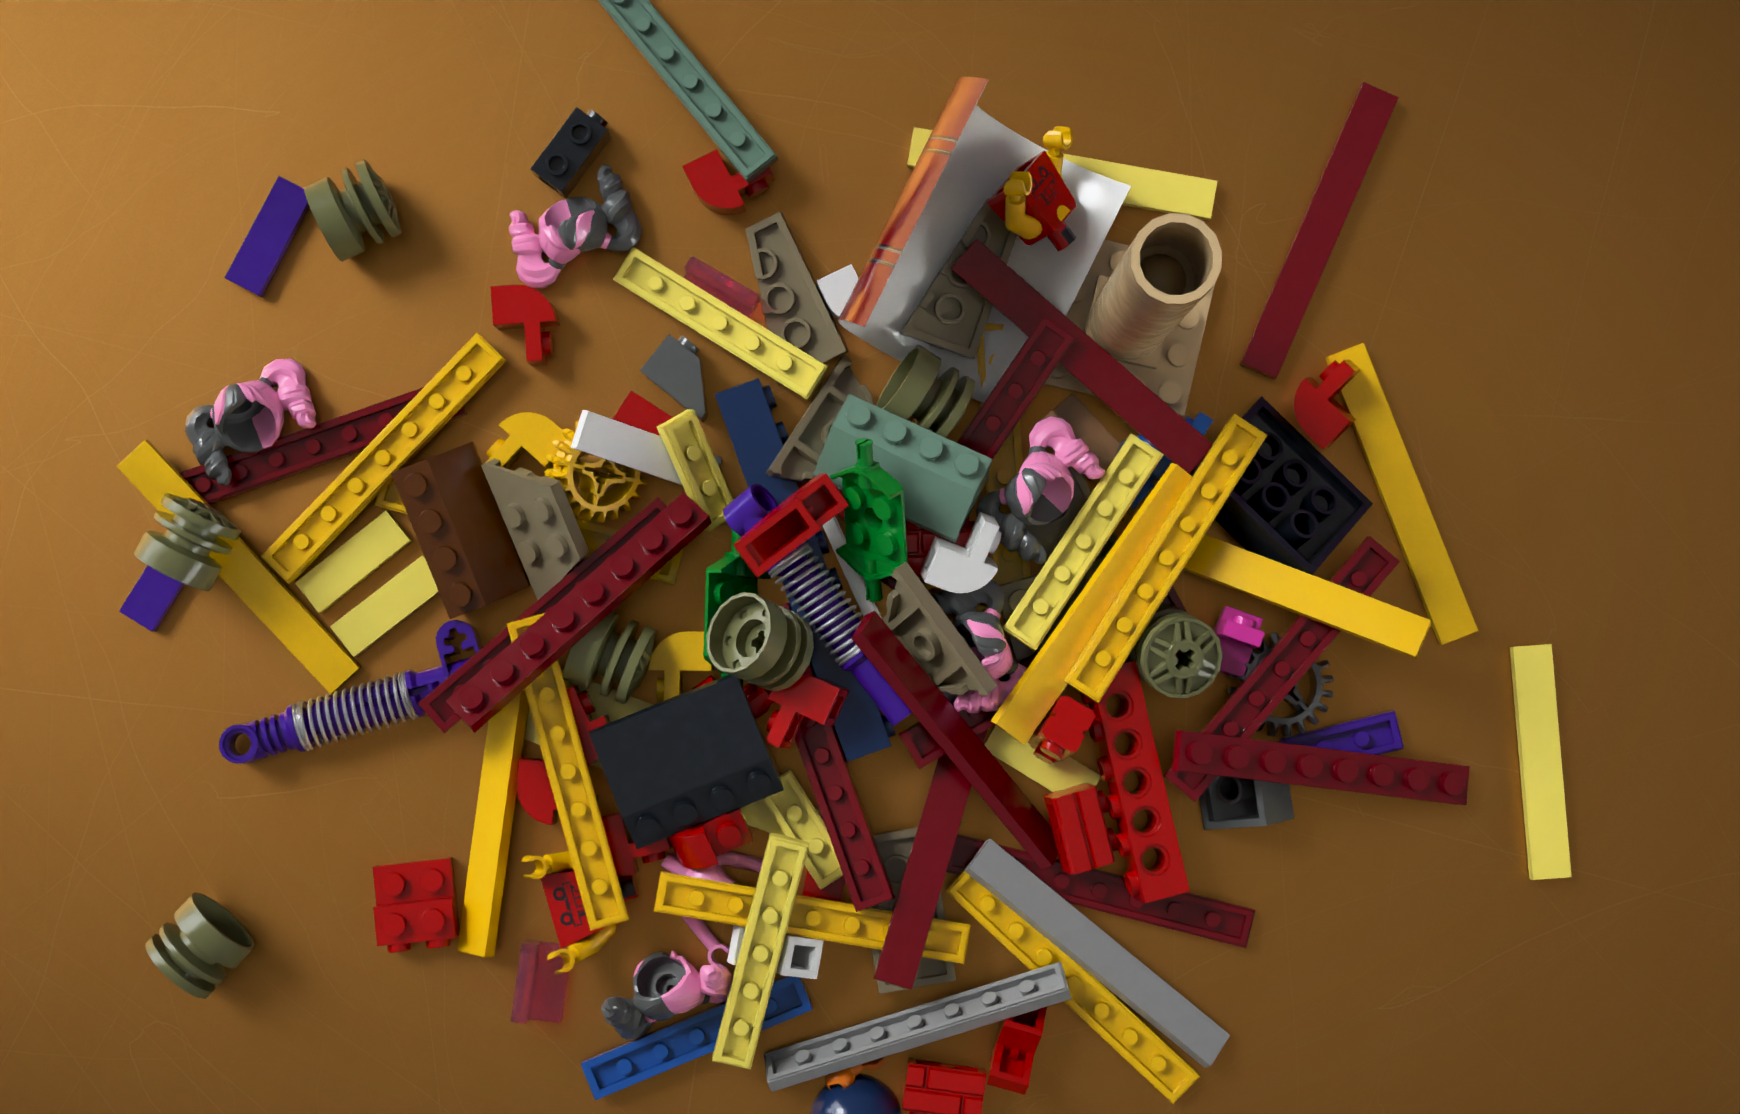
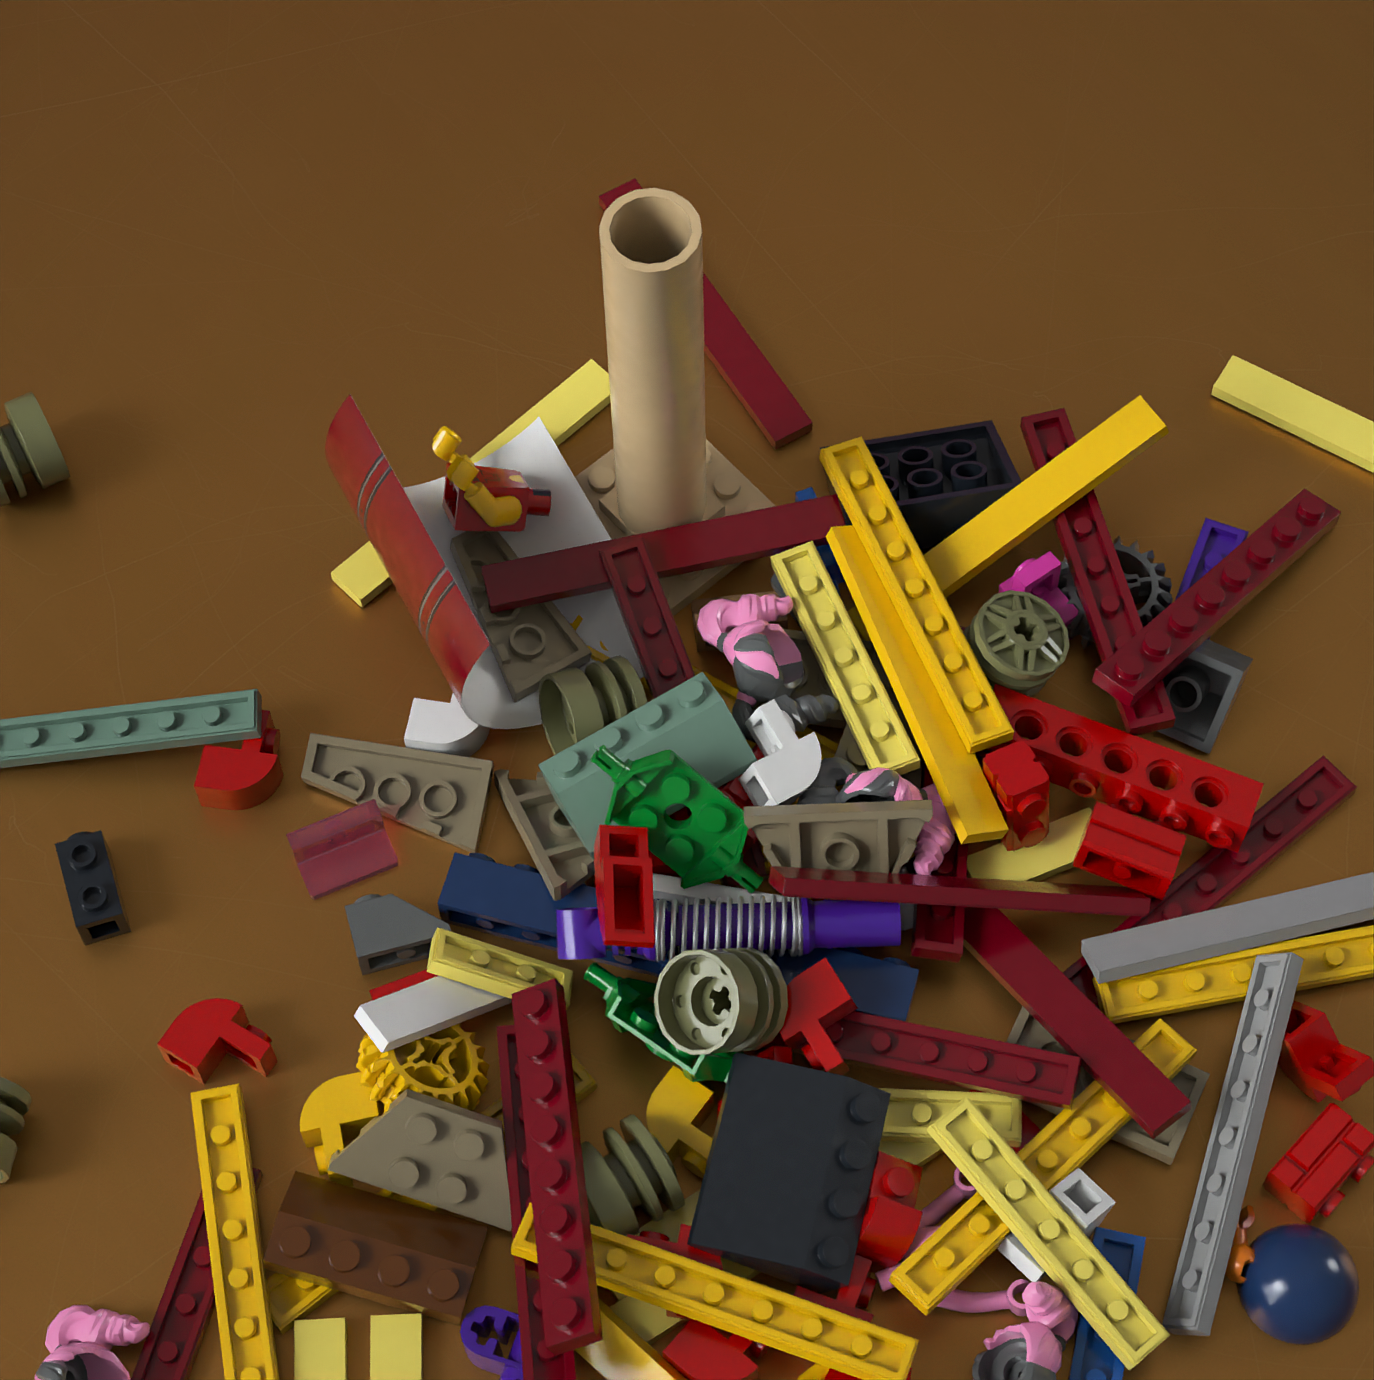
camera: 55 degrees left, 25 degrees down
(573, 228) = (166, 936): hair -> none
(721, 323) = (371, 861): light yellow tile -> none
(1317, 409) = (868, 403): red brick -> none
(1404, 500) = (978, 385): yellow tile -> none

